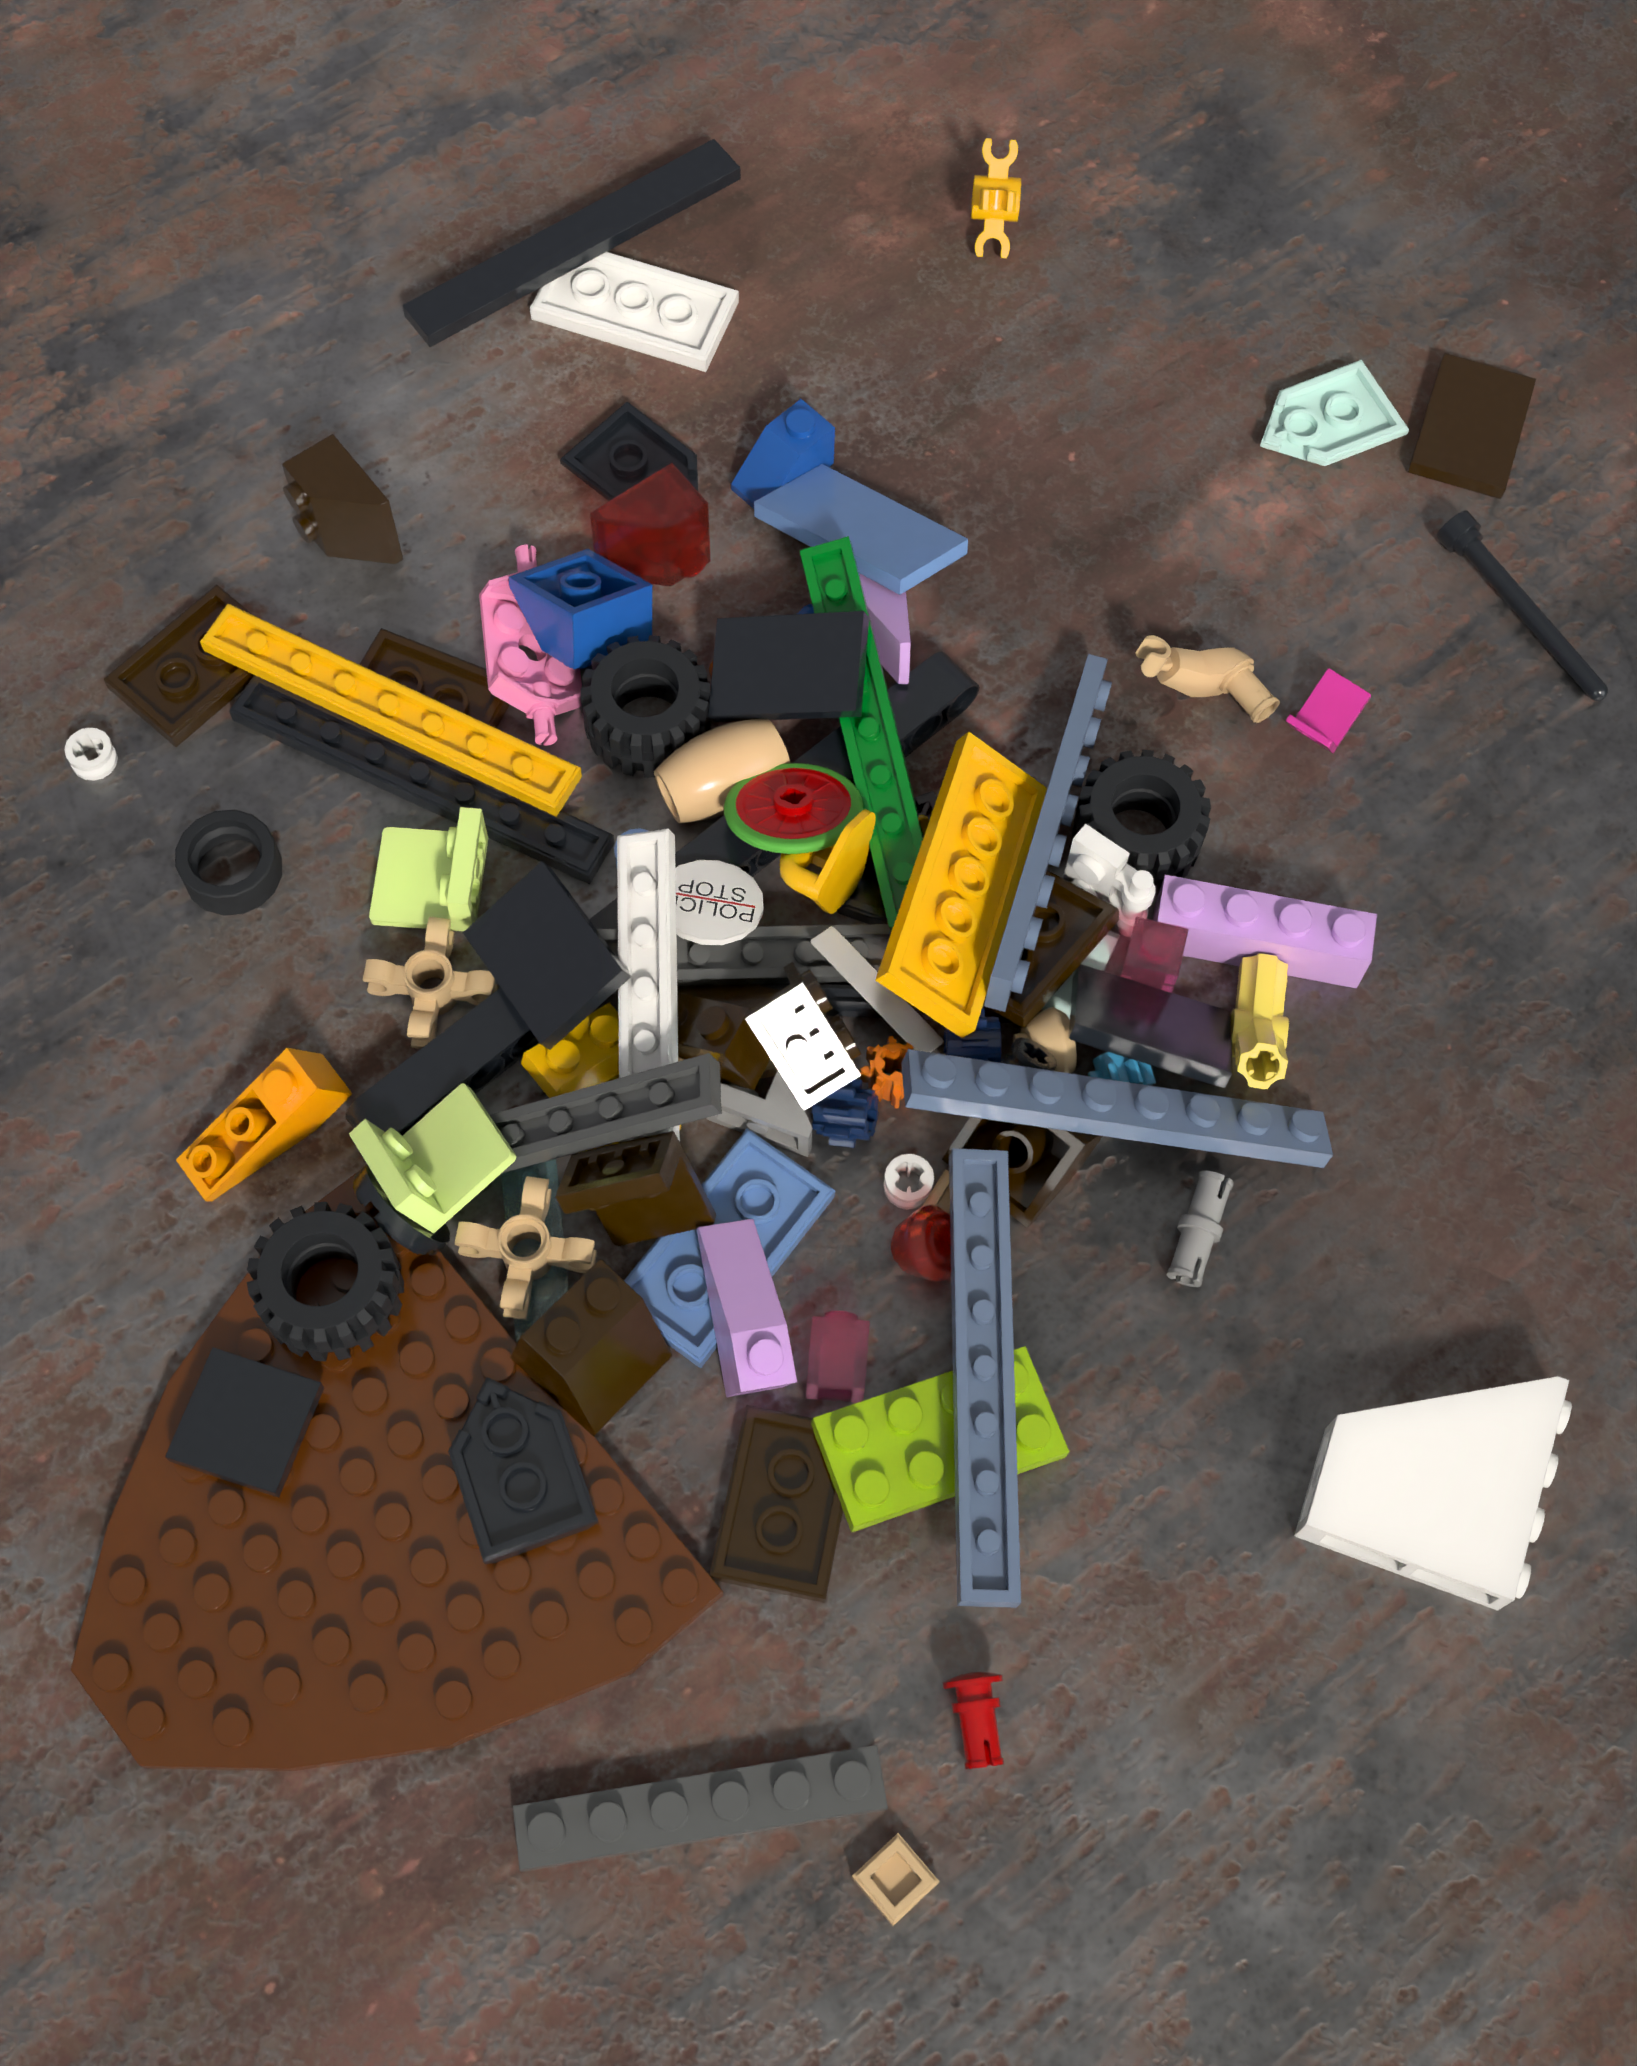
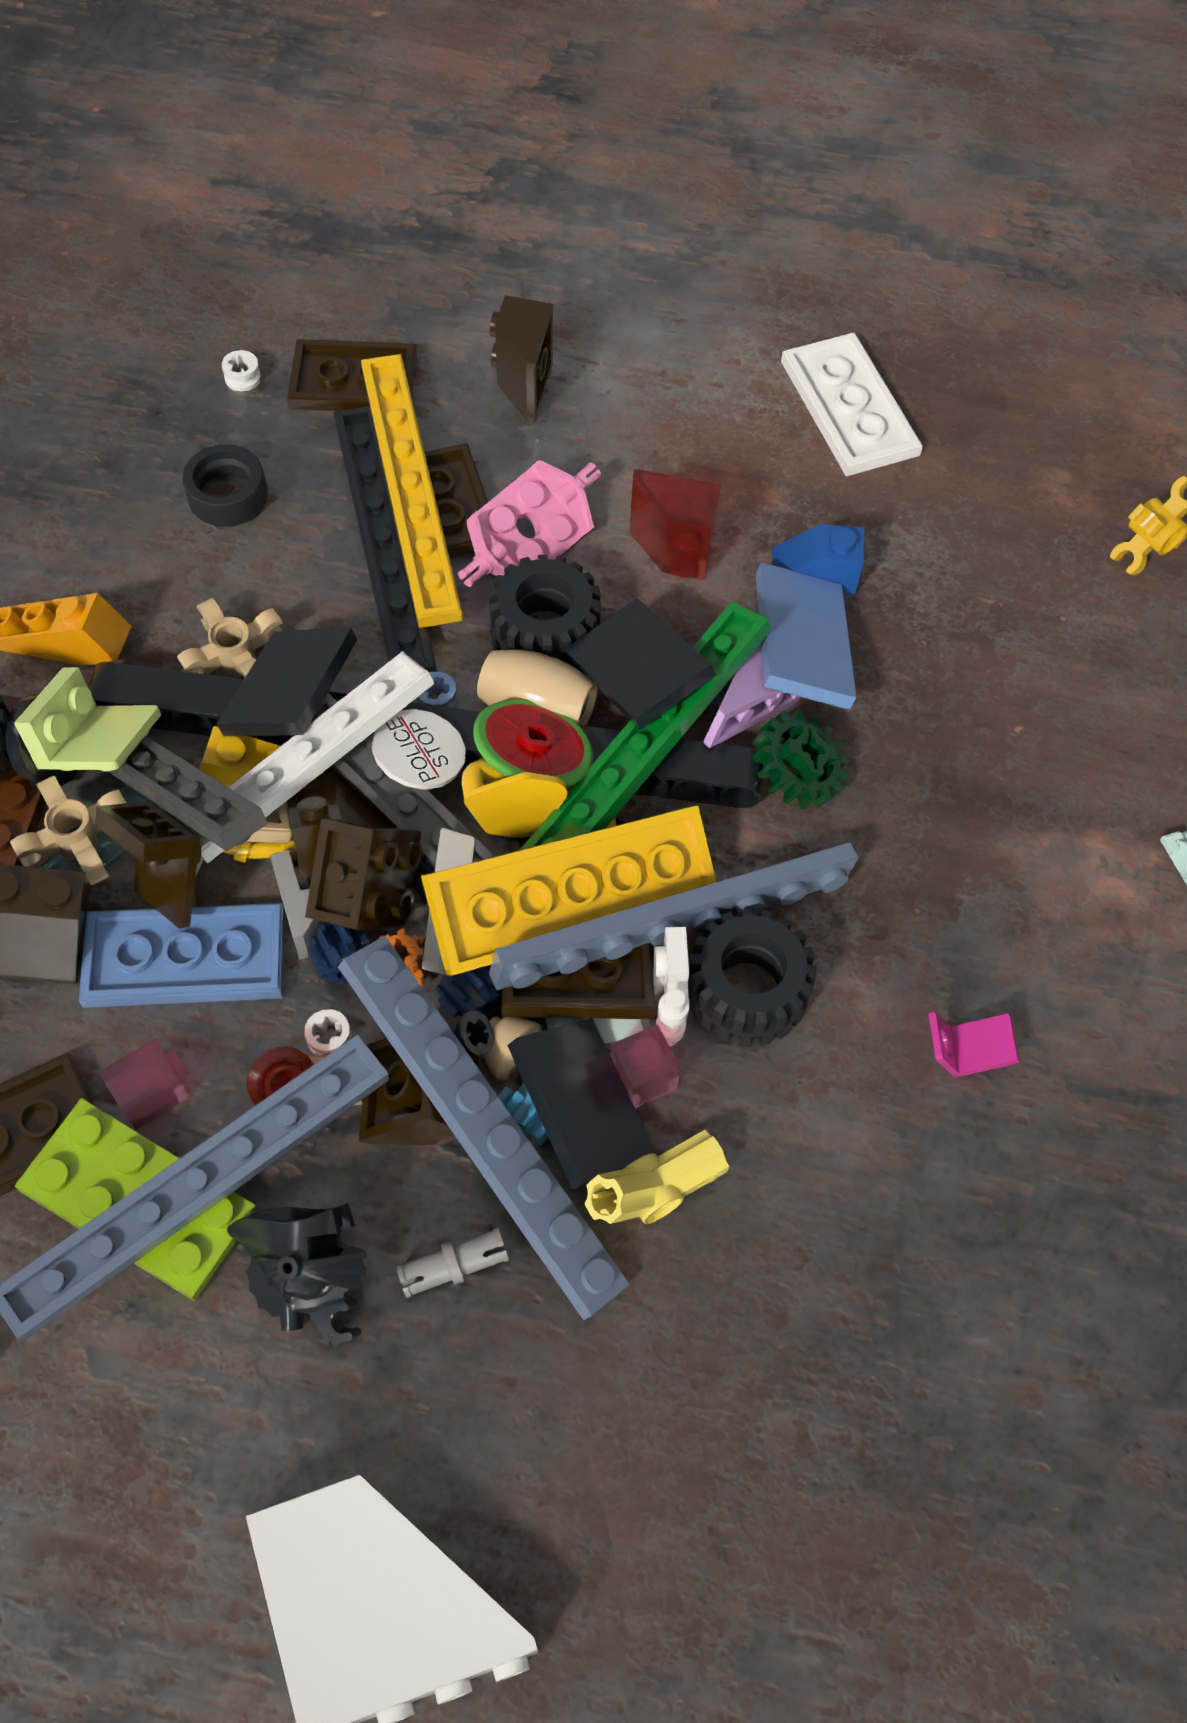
camera: 50 degrees right, 5 degrees down
(431, 874) = (314, 591): yellowish green bracket -> none
(571, 242) = (856, 335): black tile -> none
(583, 606) = (580, 525): blue slope -> none
(626, 452) = (744, 486): black tile -> none
(745, 1310) = (129, 995): lavender slope -> none
(972, 628) = (800, 759): none -> dark green gear
(1117, 1340) = (303, 1267): none -> black helmet
(1208, 674) = (921, 936): tan arm -> none
(1236, 923) = (752, 1143): lavender brick -> none

